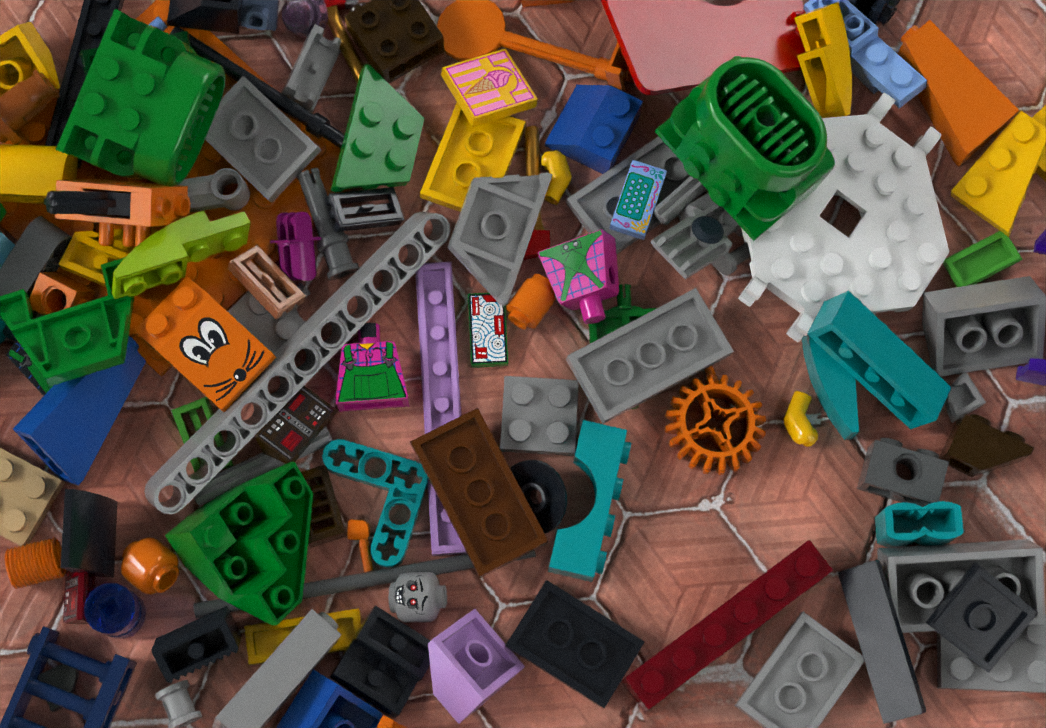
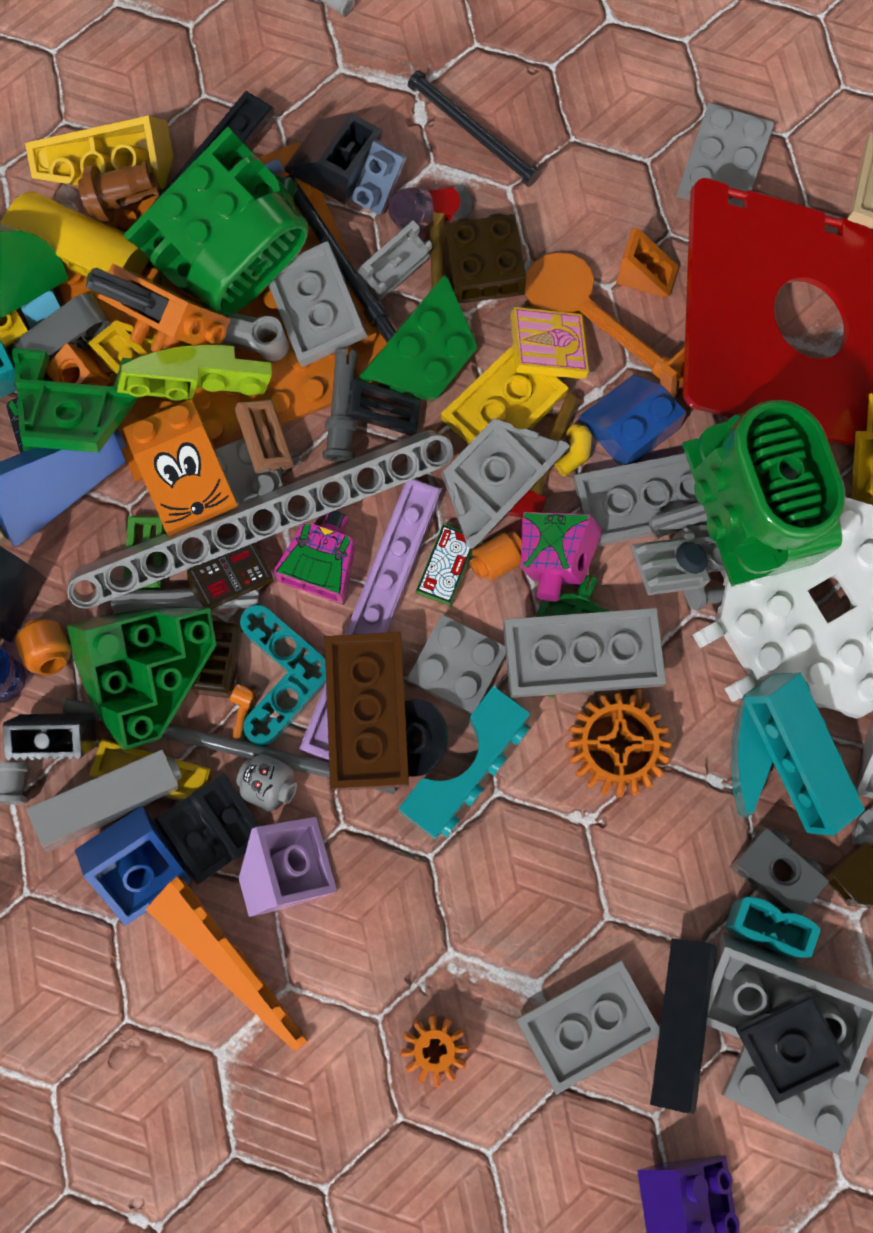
camera: 30 degrees right, 0 degrees up
(296, 245) = (305, 415): magenta arm -> none
(575, 644) = (391, 892): black plate -> none
(638, 199) = (640, 503): tile -> none
(726, 626) = (542, 940): dark red brick -> none
(797, 422) = (698, 777): yellow arm -> none

